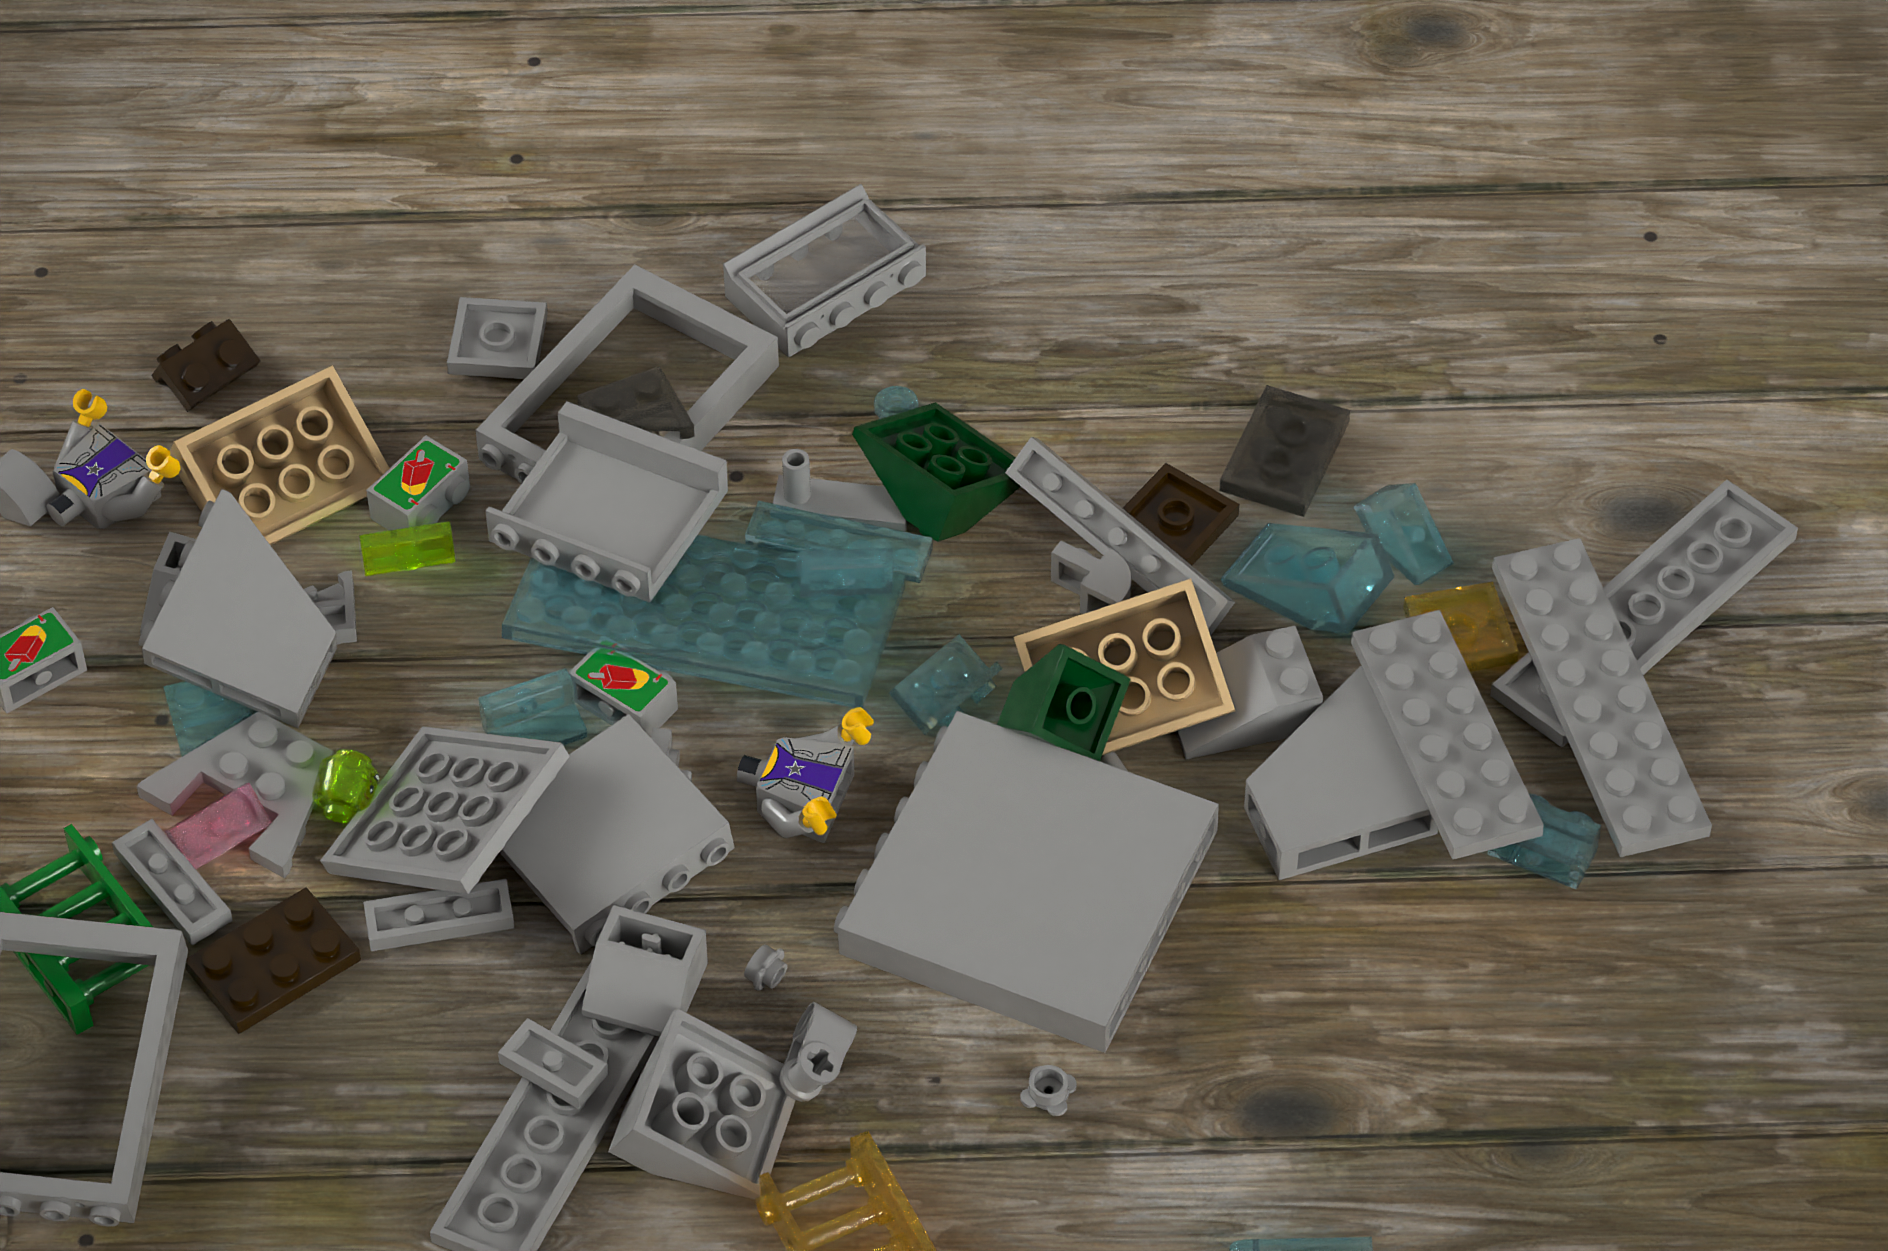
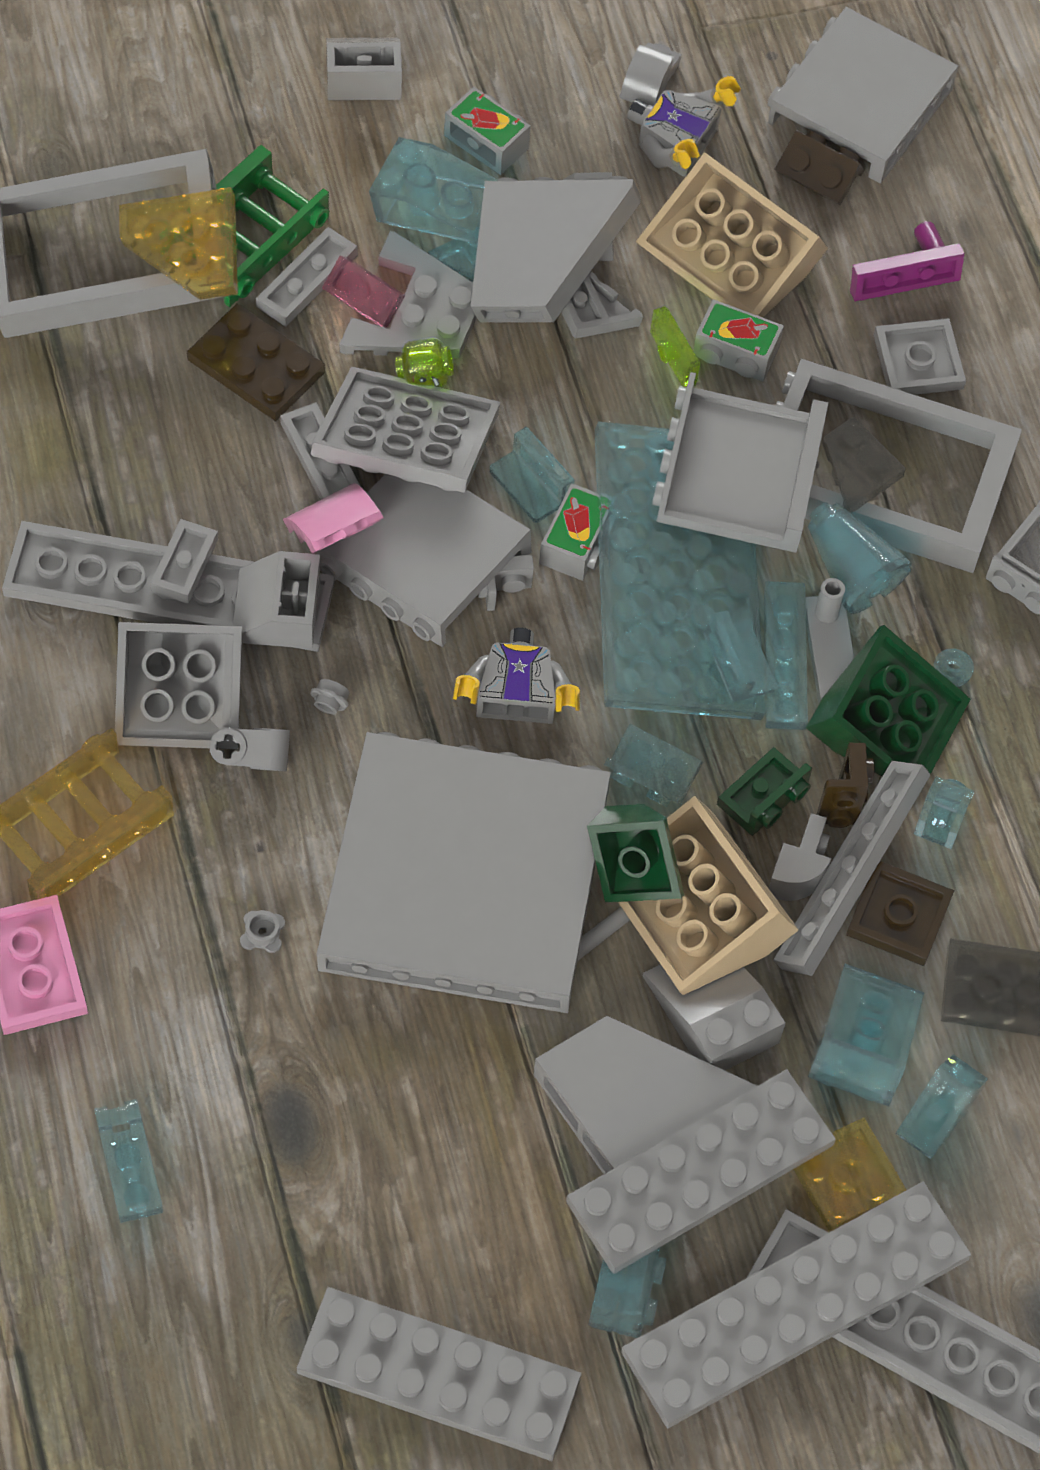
camera: 70 degrees right, 10 degrees up
(107, 724) = (429, 191): none -> clear light blue slope
(117, 297) = (865, 89): none -> light grey panel
(122, 950) = (186, 239): none -> clear yellow plate
(383, 295) = (910, 271): none -> magenta piece
(552, 895) = (334, 518): none -> bright pink slope
(754, 435) = (856, 556): none -> clear light blue cone
(1004, 593) = (764, 791): none -> dark green bracket
(1029, 512) = (845, 796): none -> dark brown bracket
(1079, 437) = (944, 811): none -> clear light blue slope
(1604, 1029) = (439, 1373): none -> light grey plate

